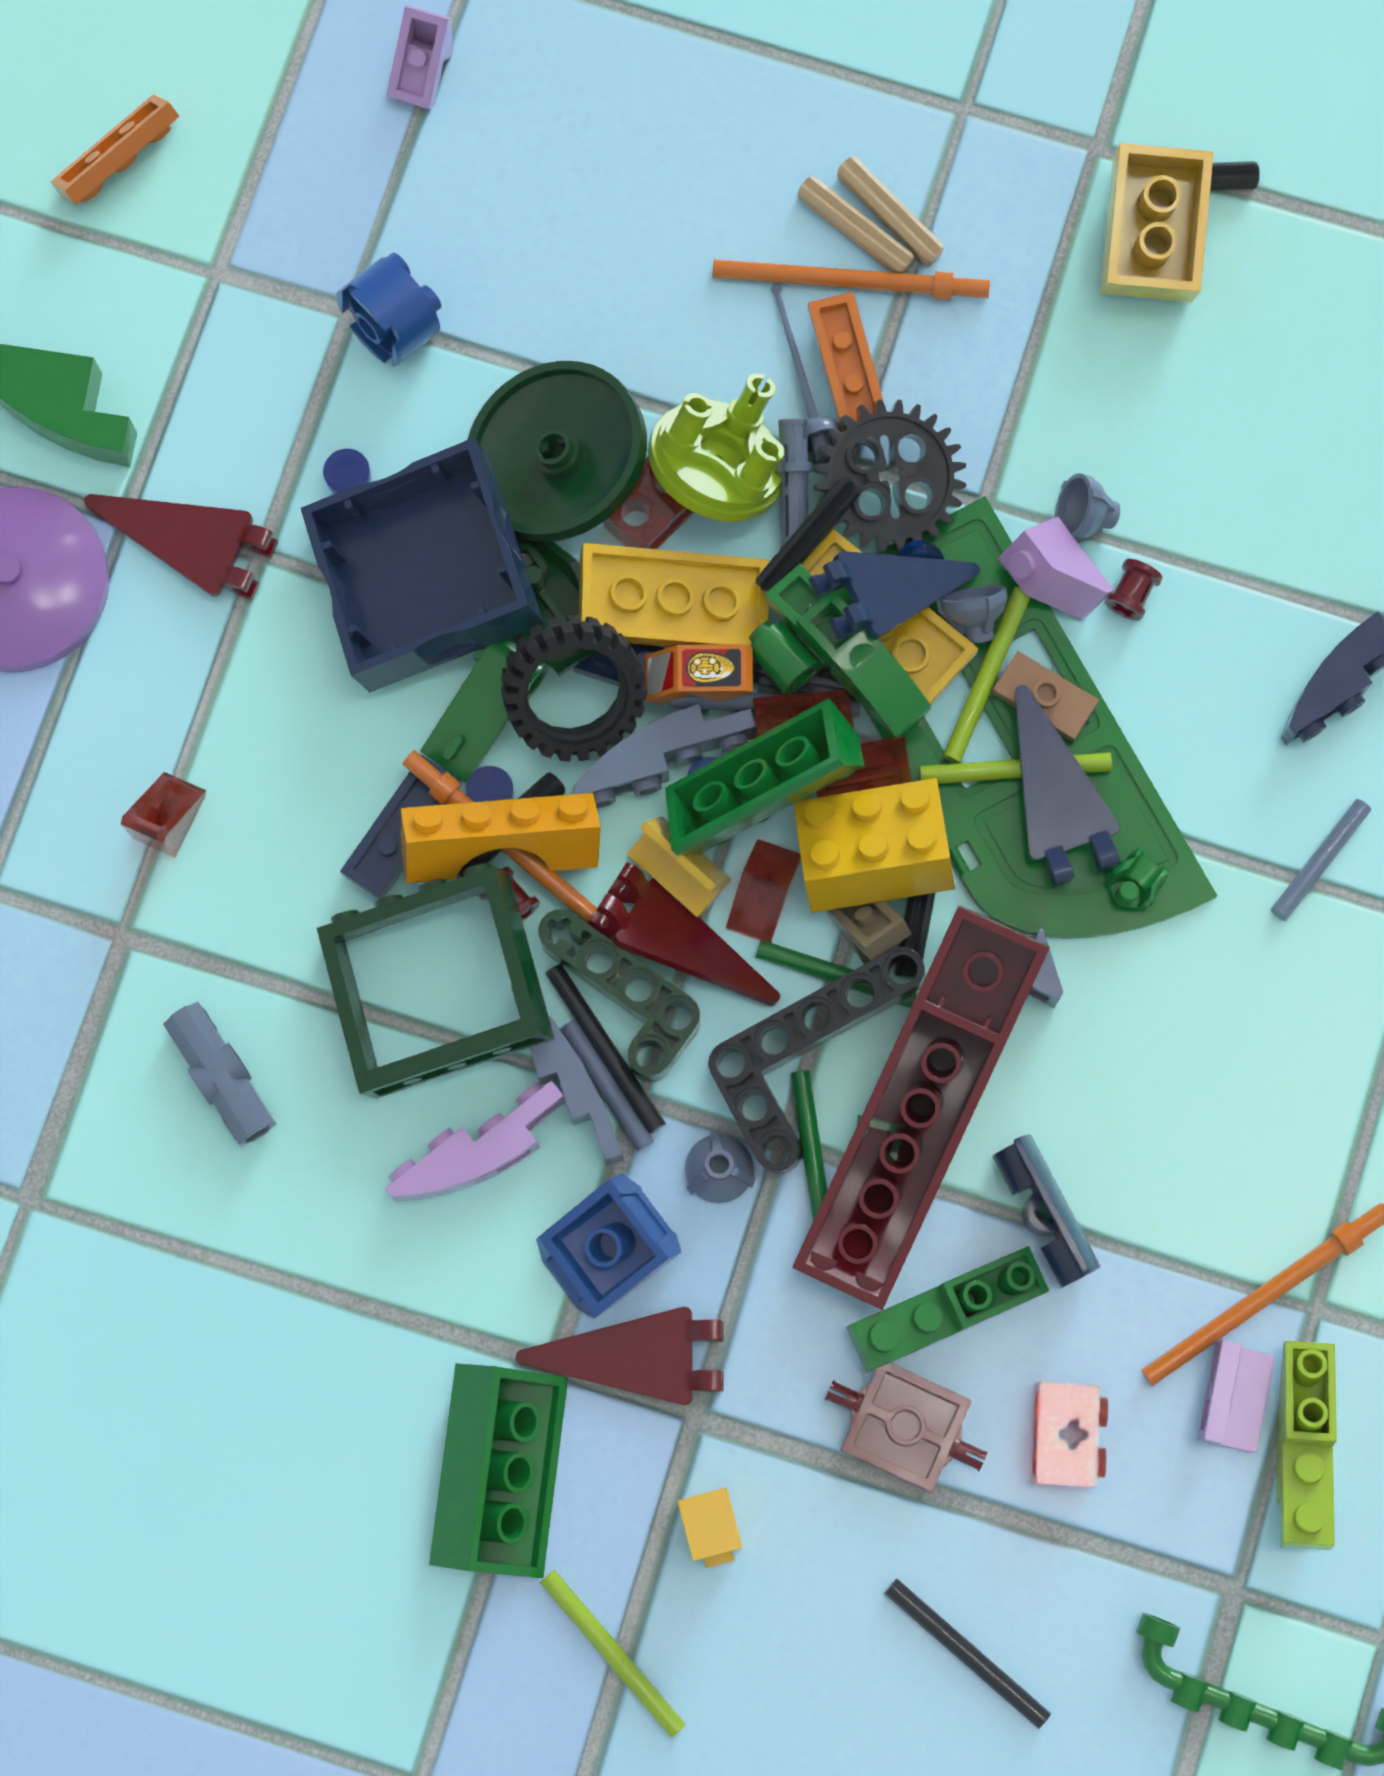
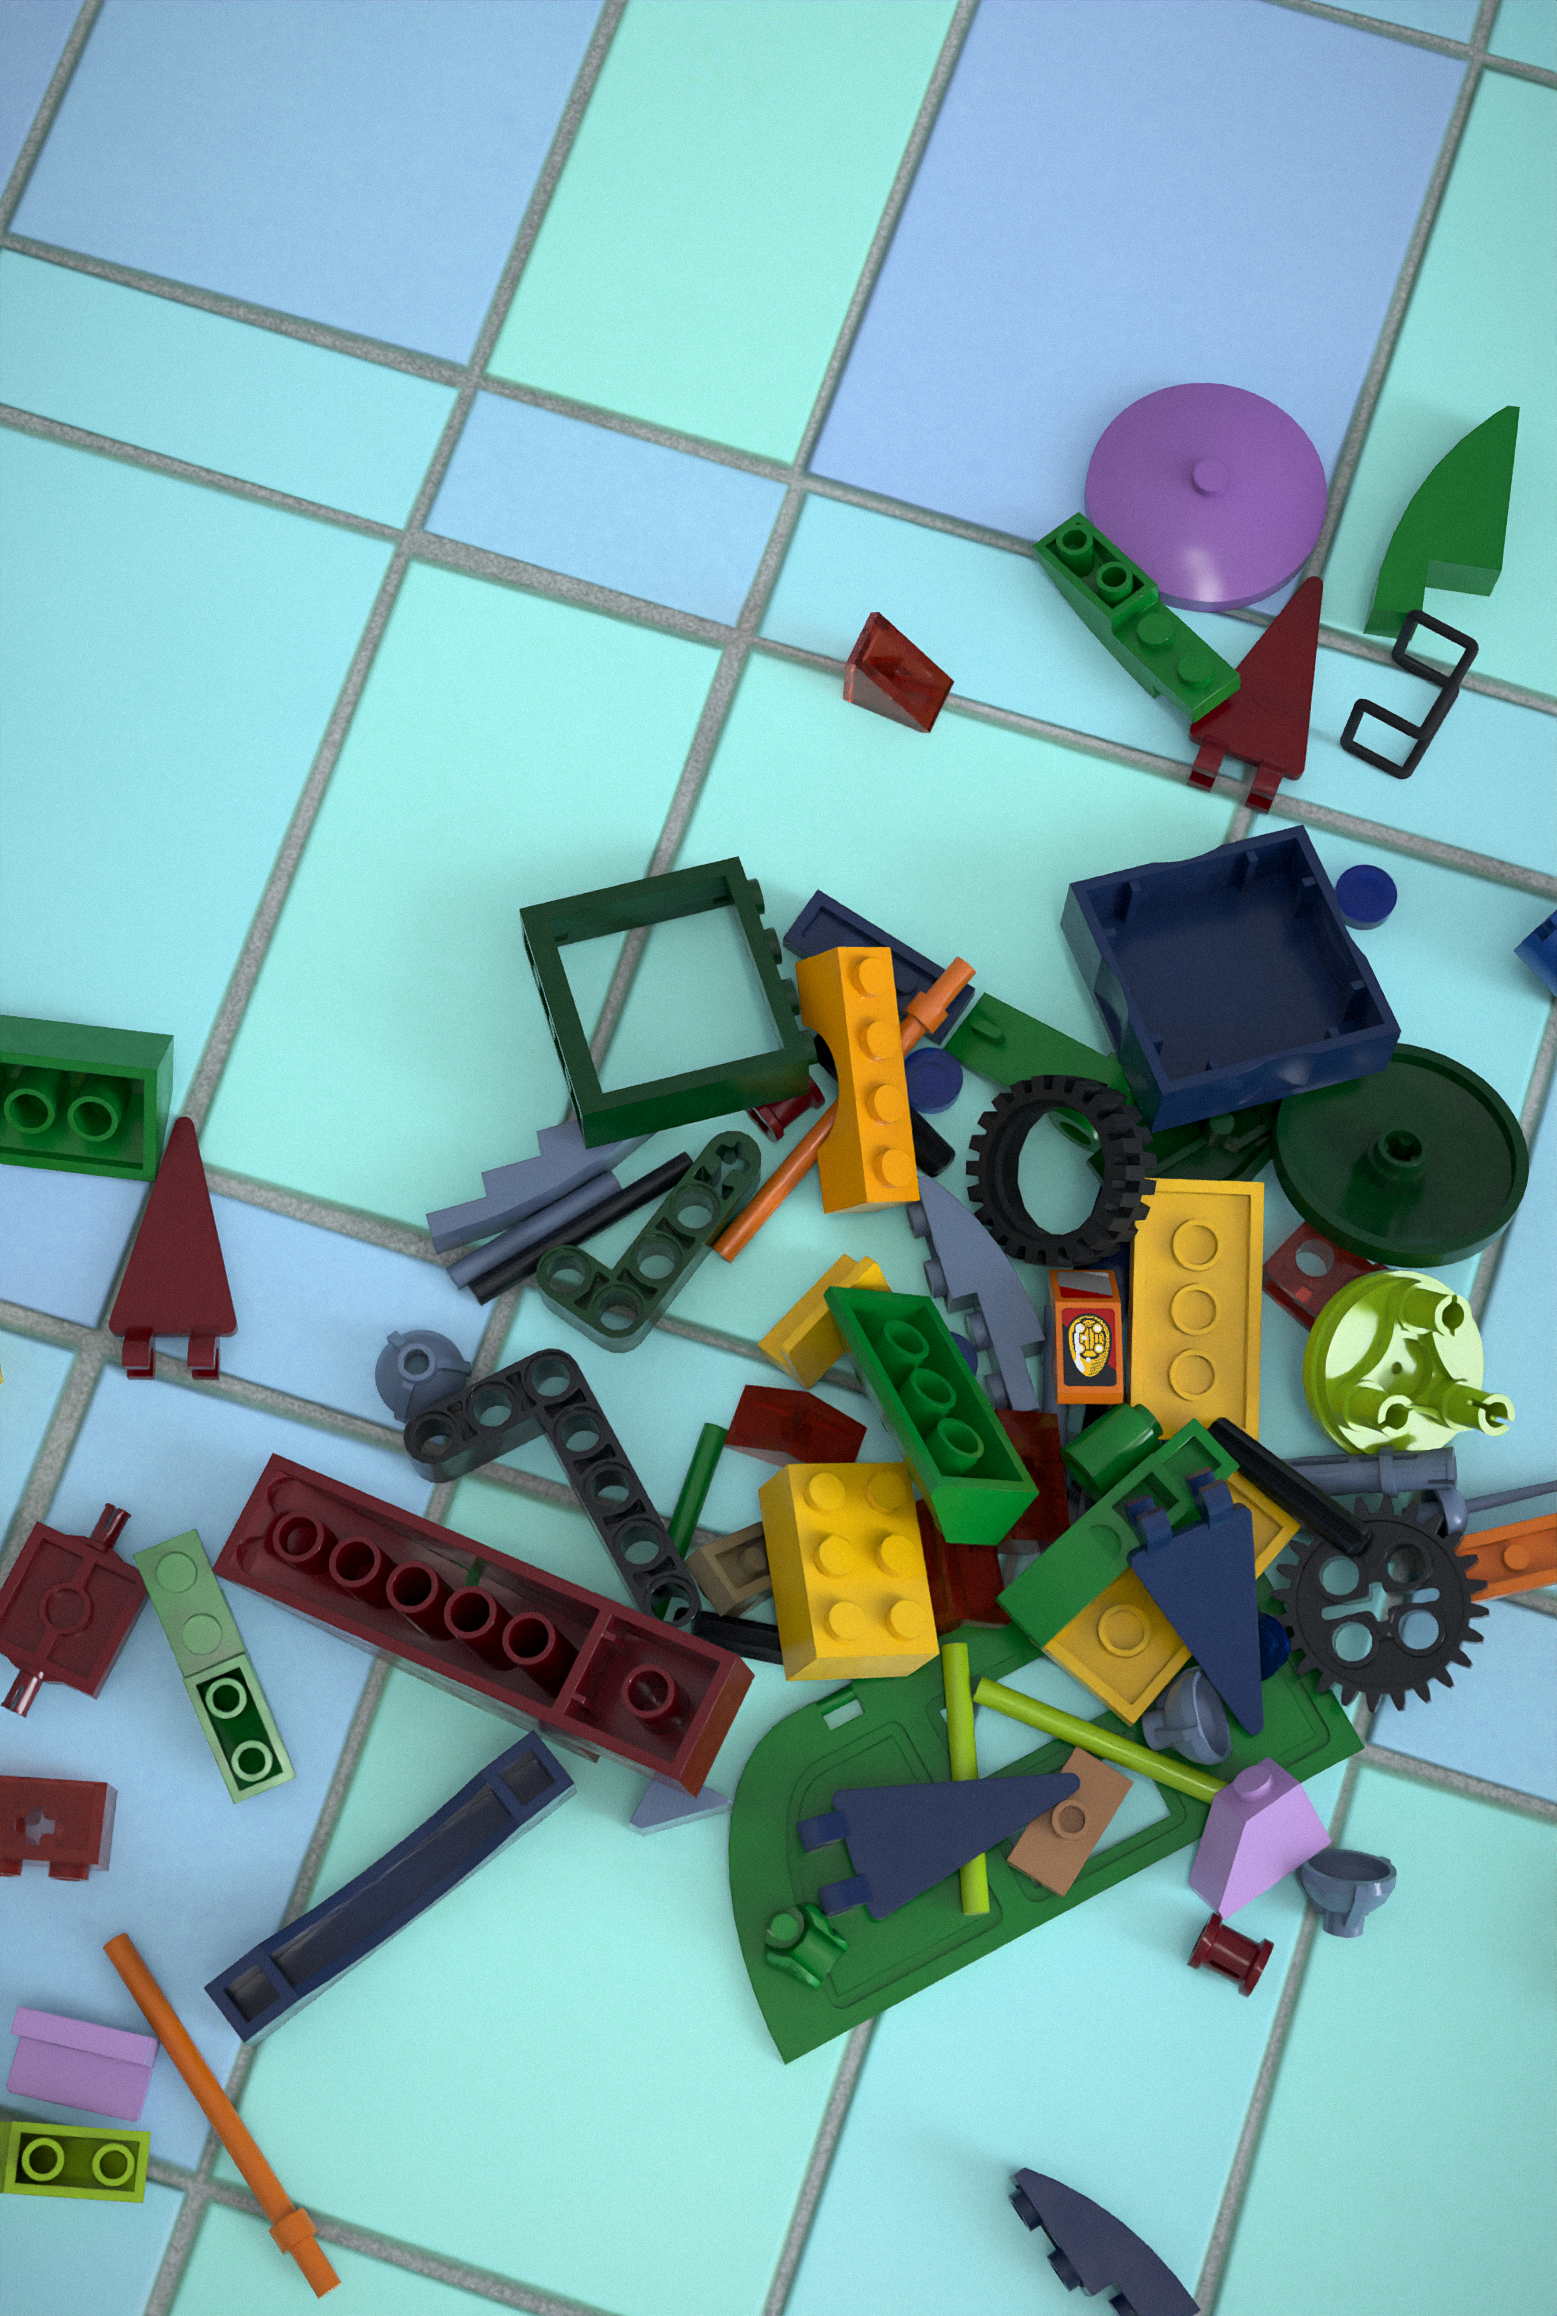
camera: 85 degrees right, 5 degrees down
(121, 634) = (1131, 622): none -> green slope
(219, 1073) = (556, 751): sand blue piece -> none
(227, 429) = (1438, 711): none -> black piece
(461, 1163) = (438, 1049): lavender slope -> none
(607, 1245) = (321, 1230): blue slope -> none
(673, 936) = (727, 1312): dark red flag -> none
(809, 1138) = (466, 1490): green bar -> none
(1025, 1168) = (341, 1805): dark blue panel -> none
(1134, 1204) = (381, 1902): none -> dark blue arch
(1321, 859) = (839, 2219): sand blue bar -> none

